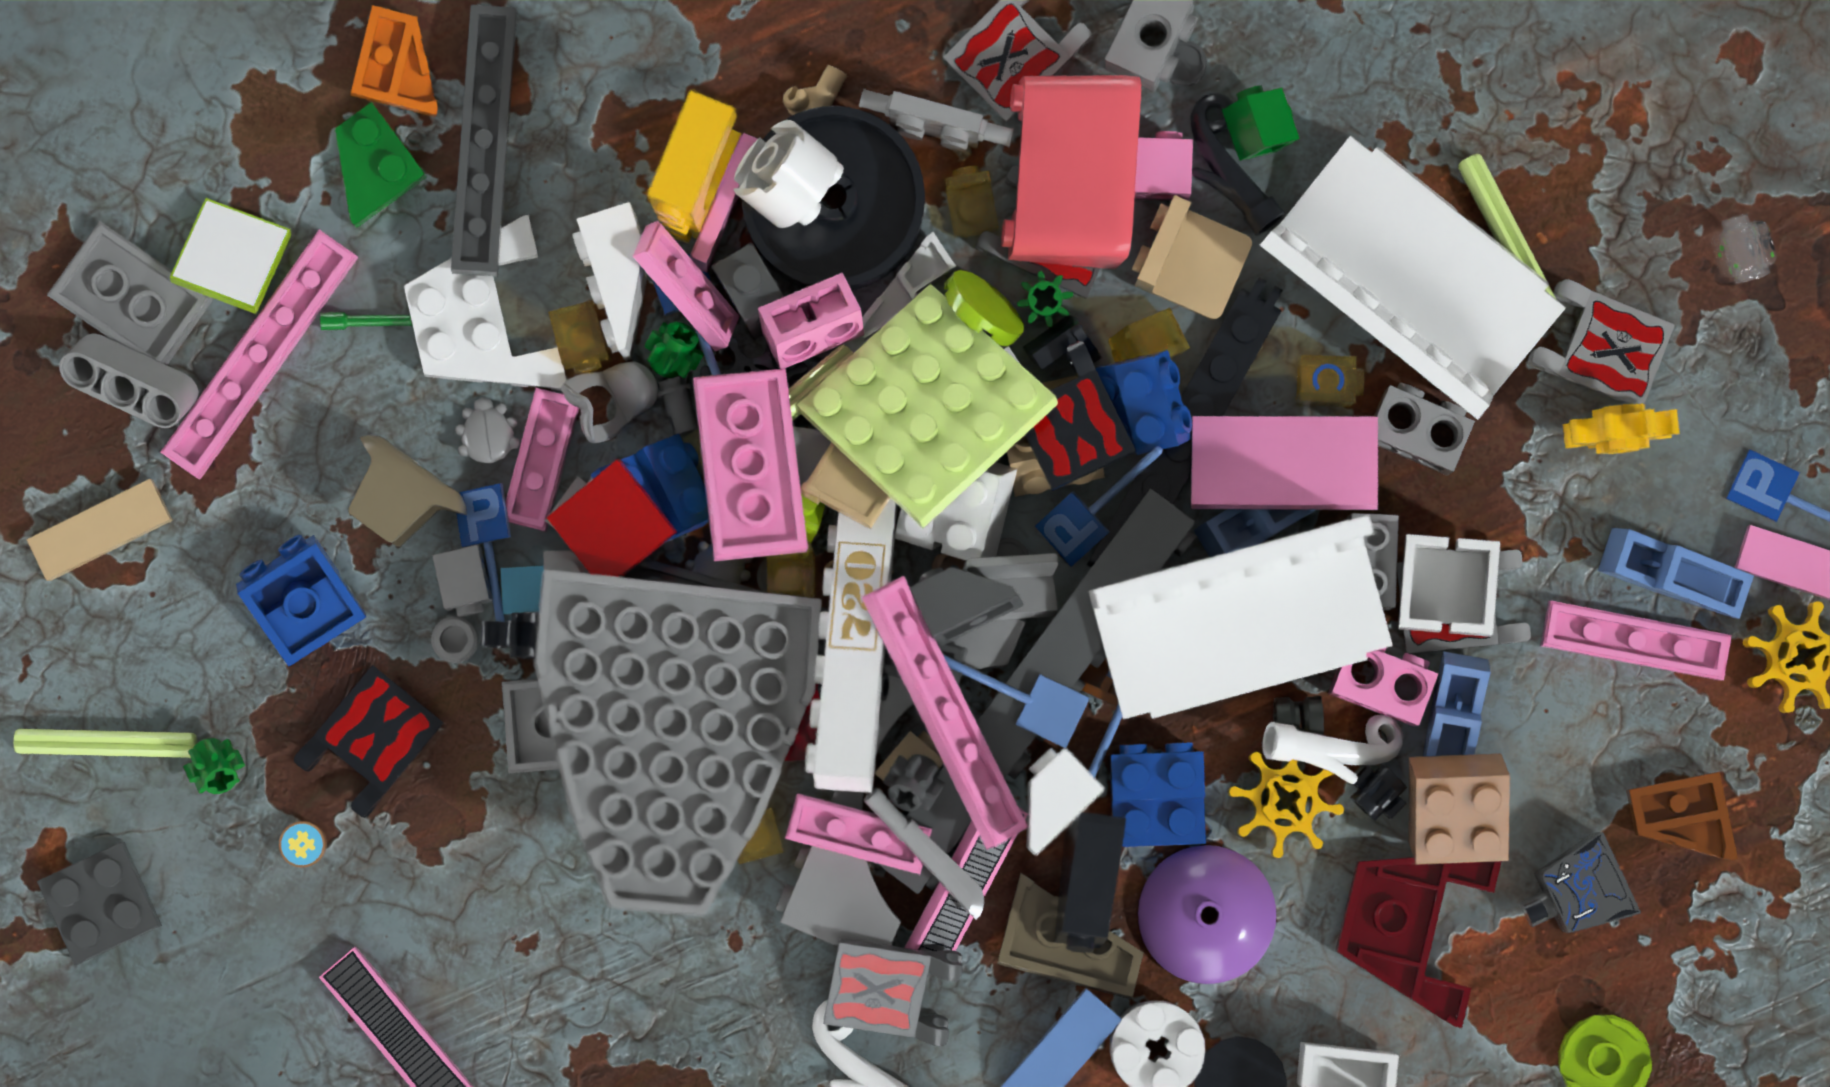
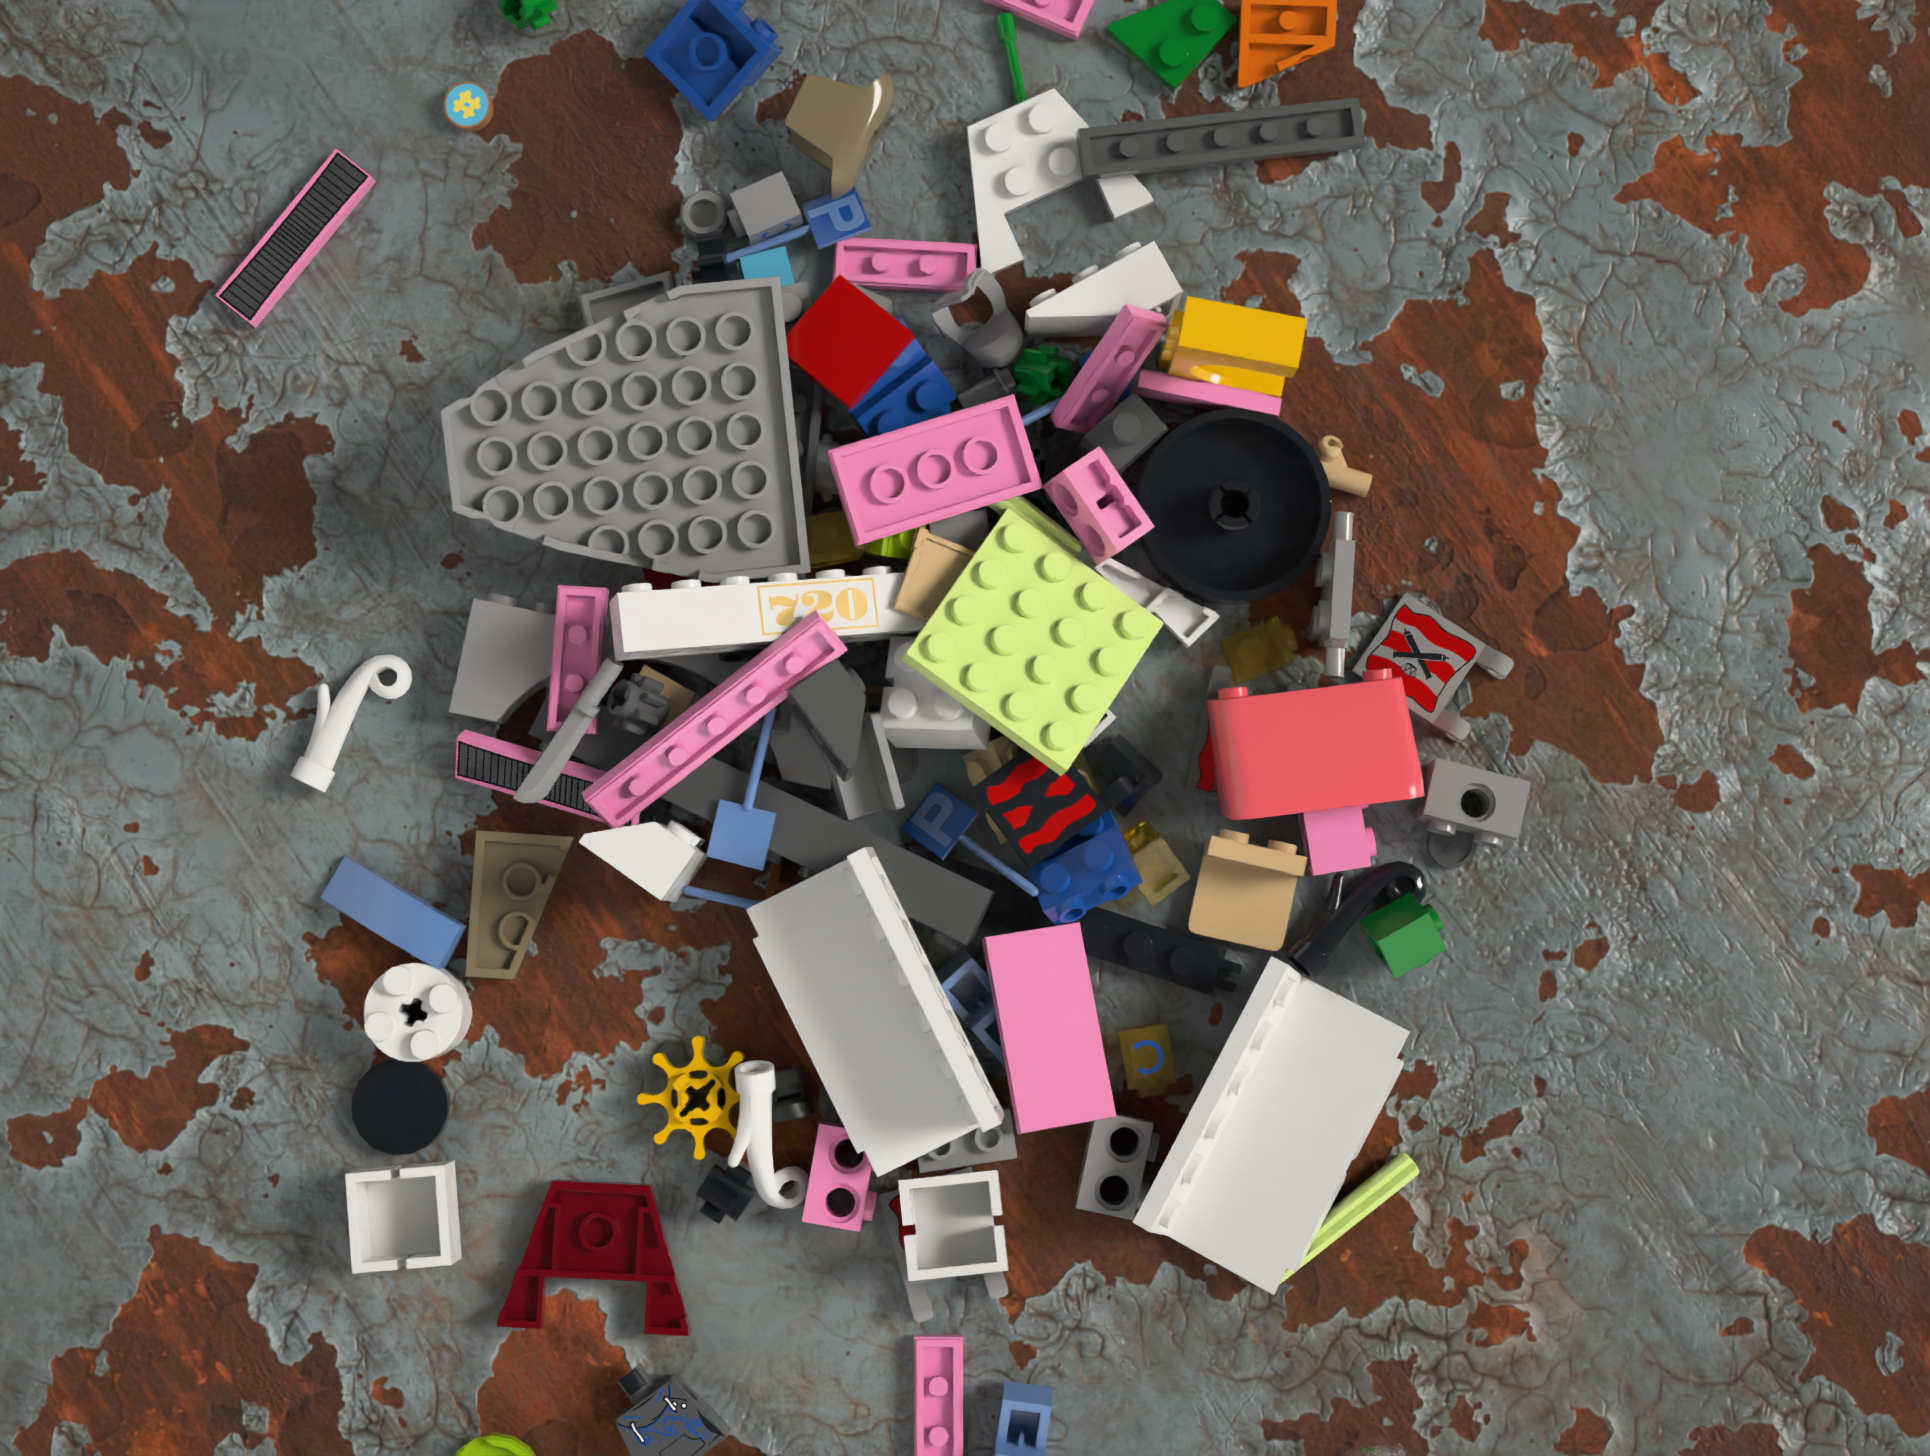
camera: 75 degrees right, 0 degrees up
(375, 733) = (593, 156): flag -> none
(487, 432) = (922, 205): light grey piece -> none
(579, 337) = (1035, 273): clear yellow brick -> none
(765, 840) = (557, 566): clear yellow brick -> none
(787, 175) = (1244, 449): white brick -> none
(884, 989) = (426, 721): flag -> none
(983, 307) = (1150, 682): lime tile -> none
(1047, 312) = (1167, 733): green gear -> none
(1088, 881) = (571, 907): black slope -> none
(1159, 795) = (679, 963): blue plate -> none
(1173, 906) = (602, 1029): medium lavender dish -> none
(1457, 705) = (809, 1258): medium blue slope -> none
(1459, 808) = (722, 1280): medium nougat brick -> none
(1611, 347) = (1242, 1351): flag -> none
(1621, 428) = (1155, 1377): yellow gear -> none

